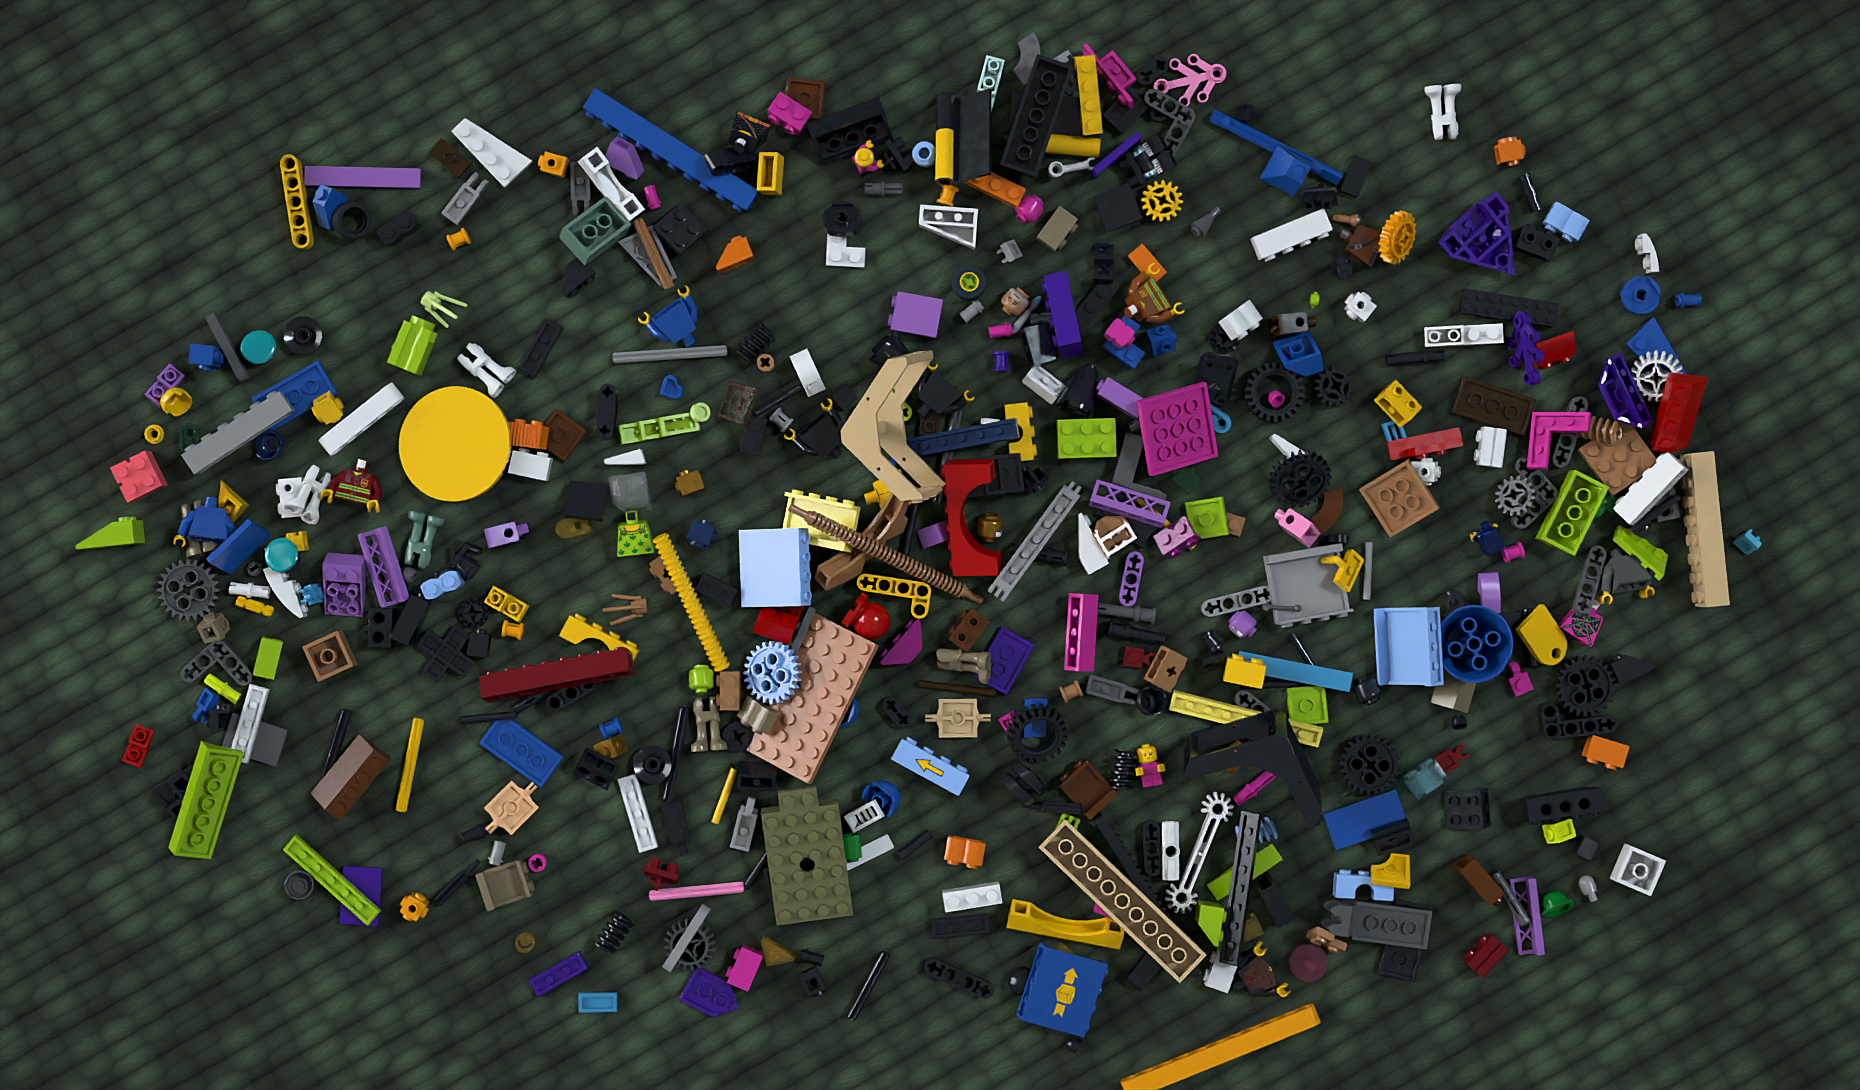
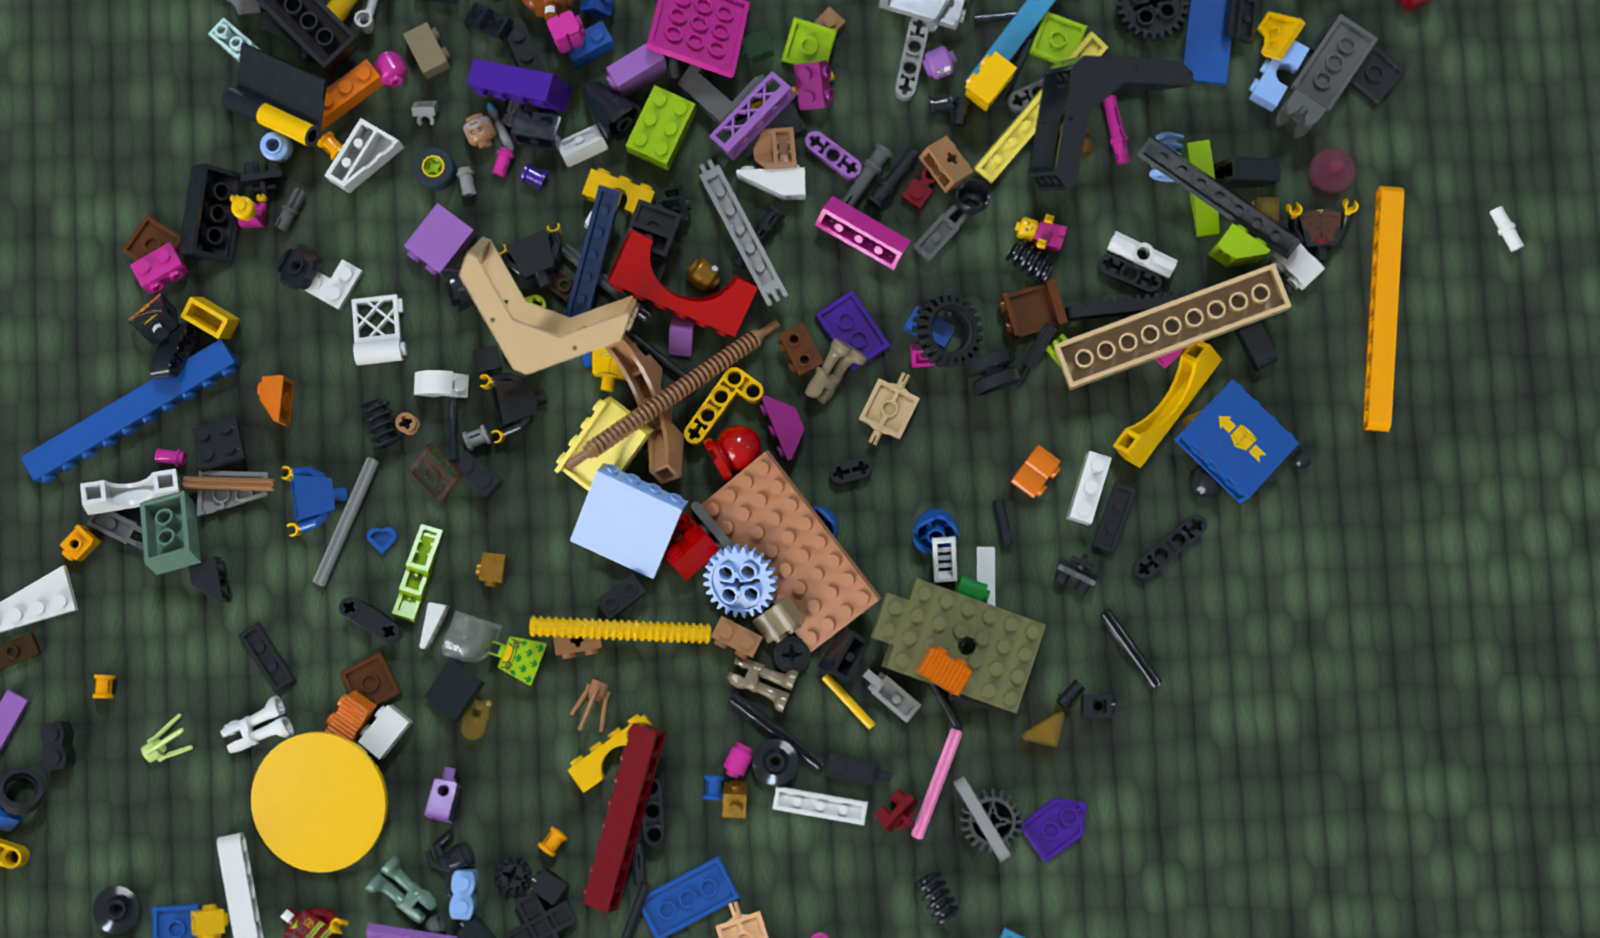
camera: 60 degrees left, 5 degrees down
(413, 345) = (190, 793): lime piece -> none
(464, 200) = (65, 659): light grey hinge -> none
(506, 603) = (521, 833): yellow slope -> none
(596, 768) = (749, 825): black brick -> none
(625, 158) = (112, 463): medium lavender slope -> none
(640, 736) = (738, 760): none -> dark pink brick
(700, 412) = (424, 520): yellowish green tile -> none
(701, 679) = (709, 662): lime head -> none
(702, 533) = (554, 583): dark blue brick -> none
(745, 967) = (1045, 772): dark pink brick -> none
(779, 857) = (943, 670): none -> orange brick
(812, 312) = (382, 347): none -> white piece
(907, 918) = (1085, 578): none -> black hips
(930, 766) = (926, 463): light blue brick -> none
(957, 688) = (857, 394): dark brown bar -> none
(1071, 691) = (920, 275): medium nougat bush -> none
(1199, 852) = (1159, 226): white arm -> none
(1323, 937) = (1315, 137): medium nougat plate -> none

